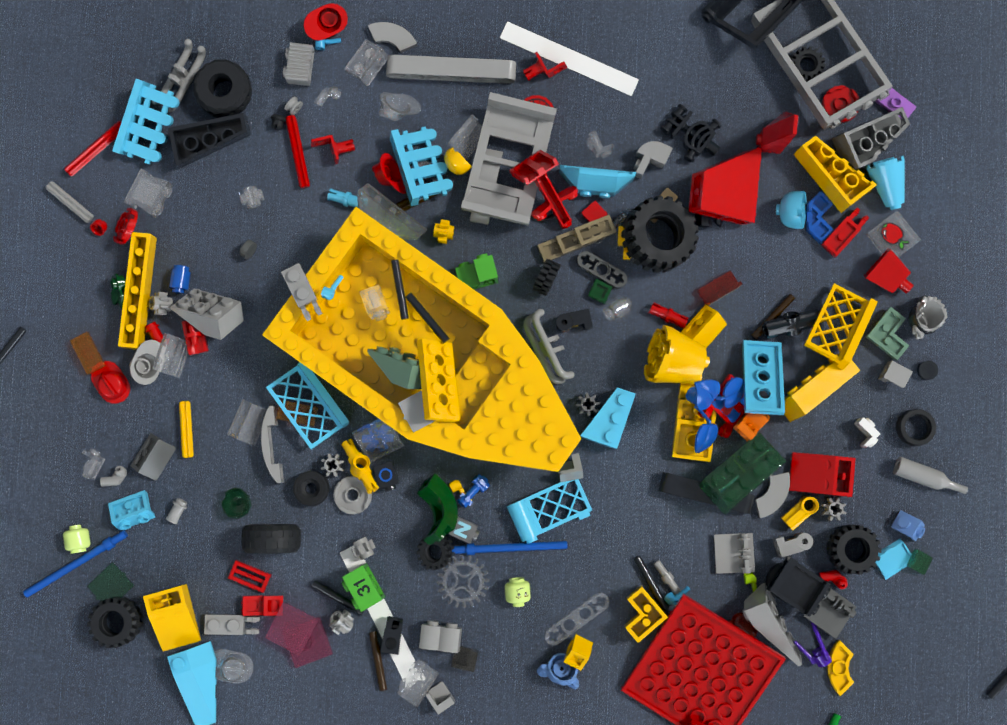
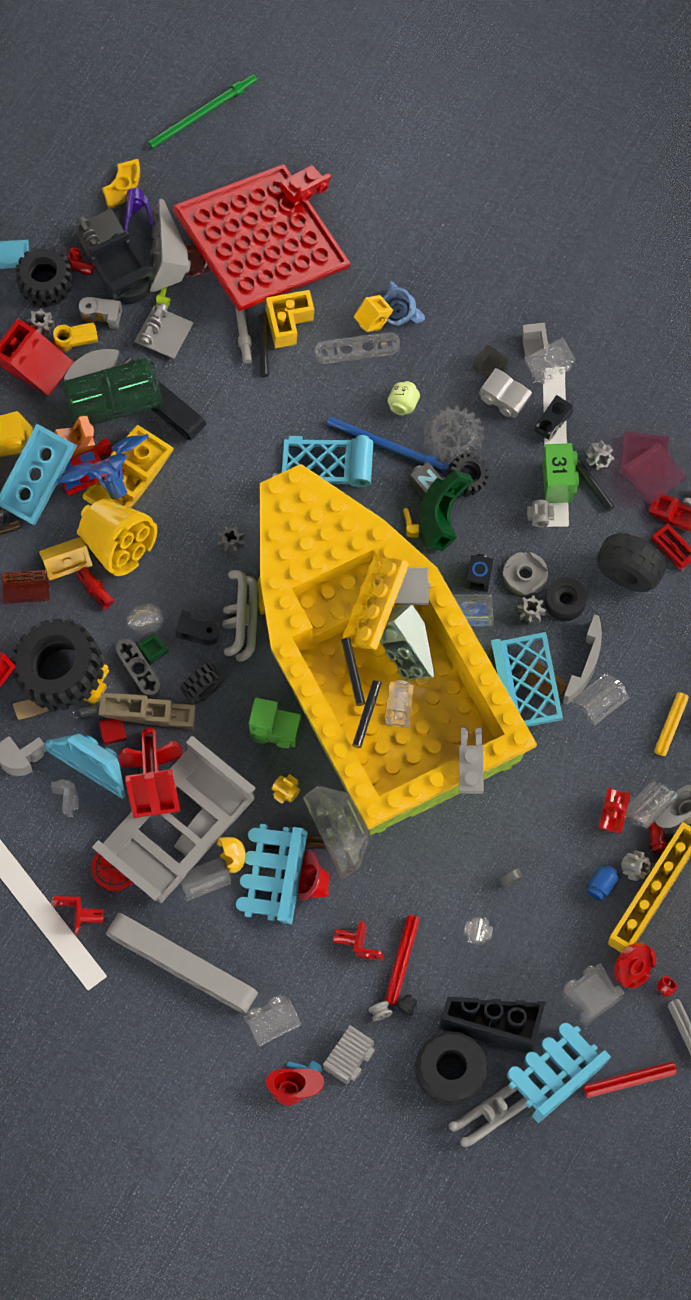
camera: 155 degrees left, 15 degrees down
(117, 284) = (676, 901): dark green plate -> none
(209, 312) = (586, 826): light grey slope -> none
(236, 503) = (652, 619): clear green hair -> none
(327, 93) = (334, 1008): clear arm -> none
(328, 293) = (443, 746): medium azure hand -> none
(346, 199) = (374, 879): medium azure pin -> none
(363, 474) = (502, 582): yellow pin -> none
(378, 661) = (580, 407): dark brown bar -> none
(392, 34) = (225, 1039): light grey tile -> none
(397, 106) = (261, 948): clear piece -> none
(480, 483) = (409, 509): blue bar -> none
(610, 420) = (219, 508): medium azure wedge -> none
(672, 599) = (251, 318): dark azure hand -> none

